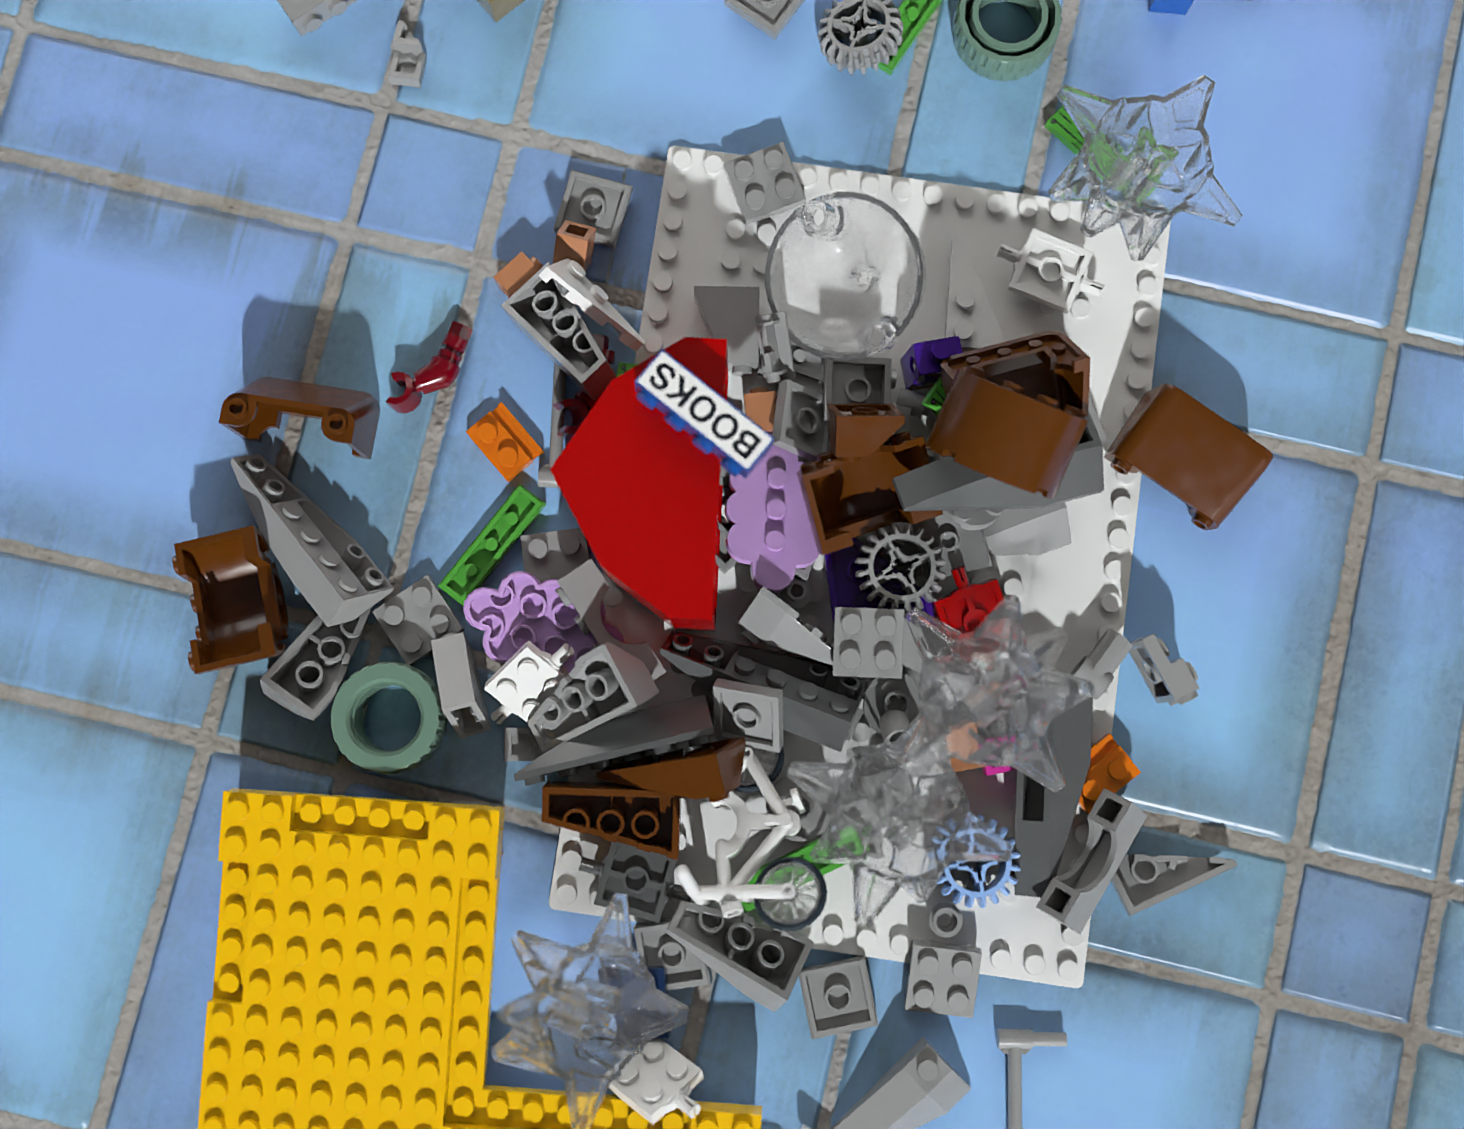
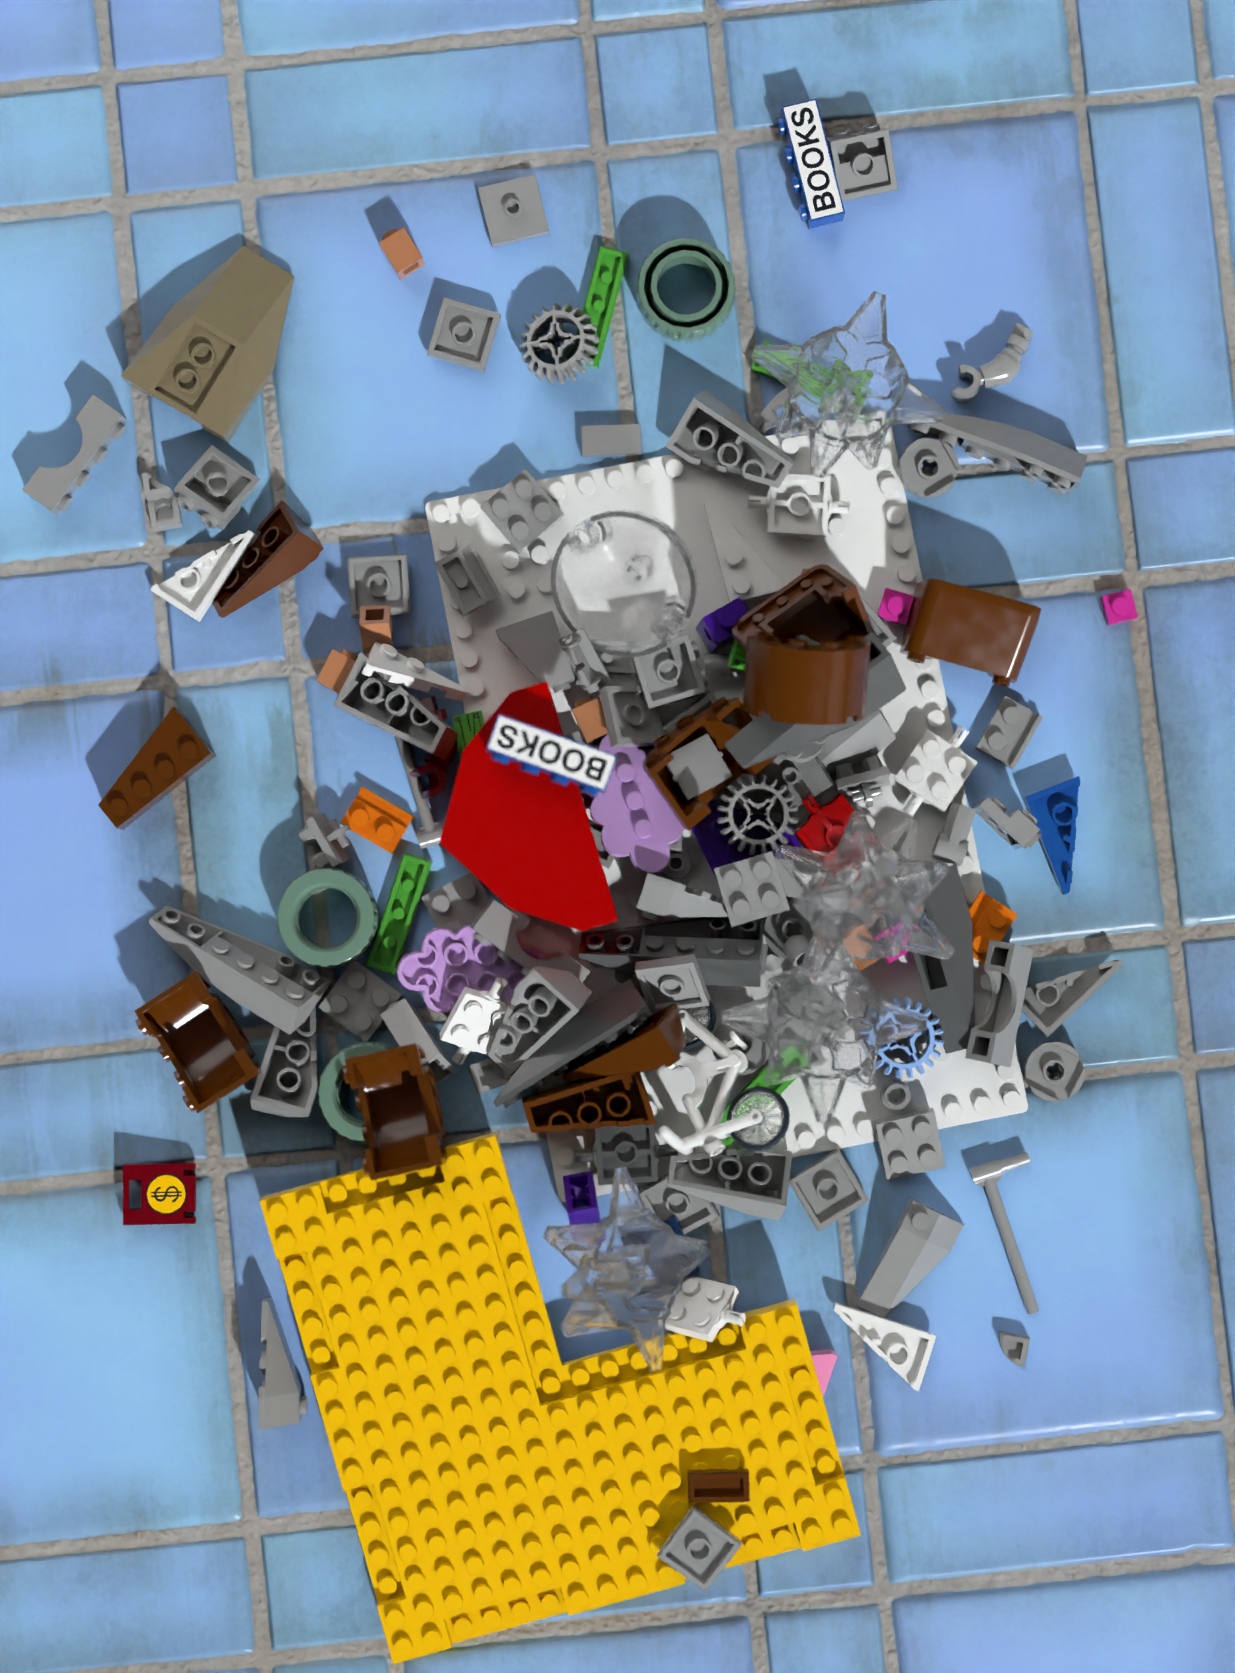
camera: 20 degrees left, 5 degrees up
(138, 749) = (164, 1193): none -> dark red container
(177, 1006) = (281, 1392): none -> light grey wedge
(299, 312) = (158, 768): none -> reddish brown wedge
(345, 414) = (232, 840): reddish brown windscreen -> none
(384, 497) = (290, 917): none -> sand green tyre
(407, 746) = (398, 1111): none -> reddish brown cylinder
(416, 145) = (198, 585): none -> white wing
(436, 374) = (296, 782): dark red piece -> none
(448, 444) = (330, 839): none -> light grey hips
(464, 58) = (215, 488): none -> light grey plate
(506, 143) = (278, 553): none -> reddish brown wedge
(570, 898) = (578, 1187): none -> dark purple torso
(684, 230) = (467, 579): none -> light grey plate
(854, 497) = (698, 767): none -> light grey piece
(861, 428) = (683, 707): reddish brown slope -> none
(879, 147) = (611, 440): none -> light grey tile
(996, 183) = (722, 439): none -> light grey wedge
(1022, 577) = (865, 784): none -> light grey hips
(1049, 173) = (768, 417): none -> light grey slope
(1102, 591) = (935, 771): none -> white plate
(1115, 407) = (895, 606): none -> dark pink plate
(1121, 975) = (1069, 1064): none -> light grey plate
(1176, 280) = (920, 483): none -> light grey plate
(1190, 579) = (1008, 732): none -> light grey plate
(1218, 680) = (1056, 817): none -> blue wing
(1282, 286) = (1010, 449): none -> light grey wedge
(1294, 209) = (998, 371): none -> light grey piece
(1348, 490) = (1119, 607): none -> dark pink plate

